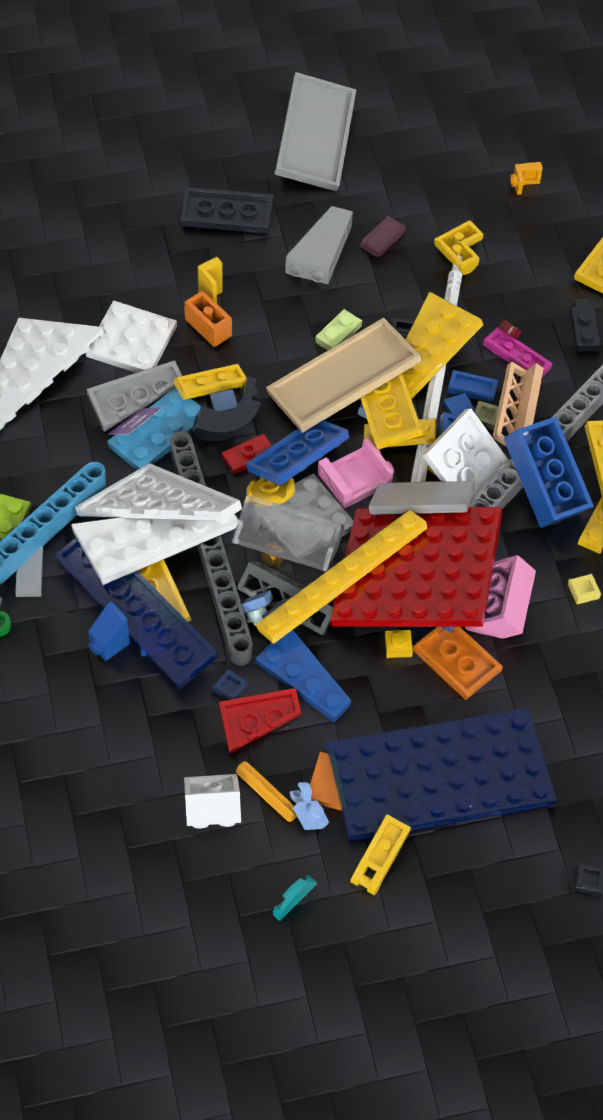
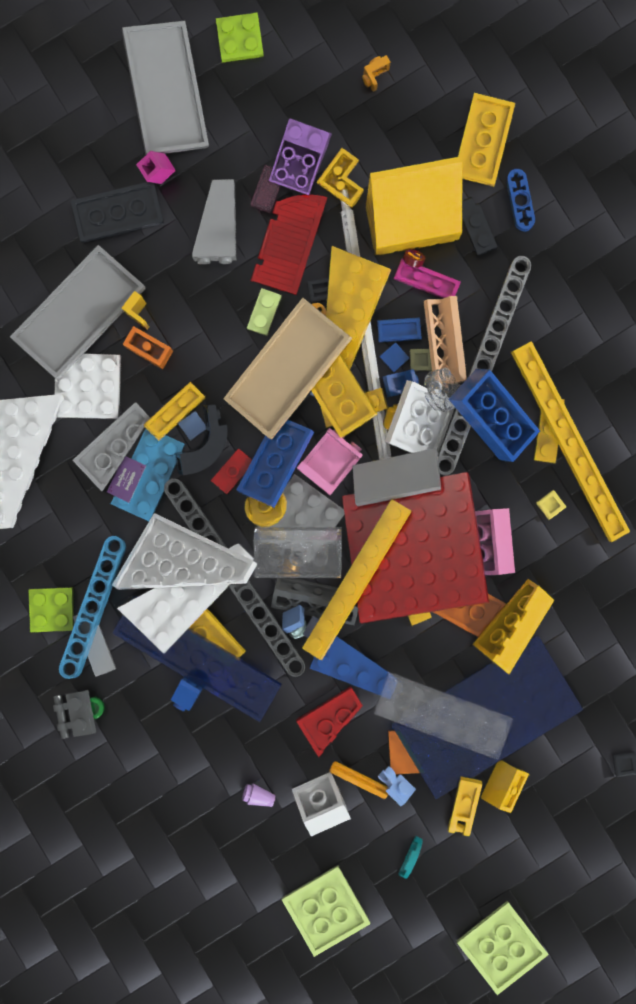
camera: 15 degrees left, 30 degrees up
(142, 767) = (257, 796): none -> lavender cone
(146, 274) = (77, 312): none -> light grey tile
(170, 919) = (325, 910): none -> yellowish green plate
(230, 686) = (298, 698): dark blue tile -> none
(280, 183) = (155, 167): none -> dark pink brick
(370, 1035) = (502, 947): none -> yellowish green plate
(387, 284) = (289, 242): none -> red piece
(390, 740) = (443, 715): none -> clear brick
(403, 119) = (239, 37): none -> lime plate
(427, 214) = (300, 156): none -> medium lavender slope
(438, 853) = (504, 786): none -> yellow panel
(492, 433) = (437, 381): none -> clear plate
(504, 682) = (514, 626): none -> yellow wedge
(527, 258) = (415, 206): none -> yellow windscreen

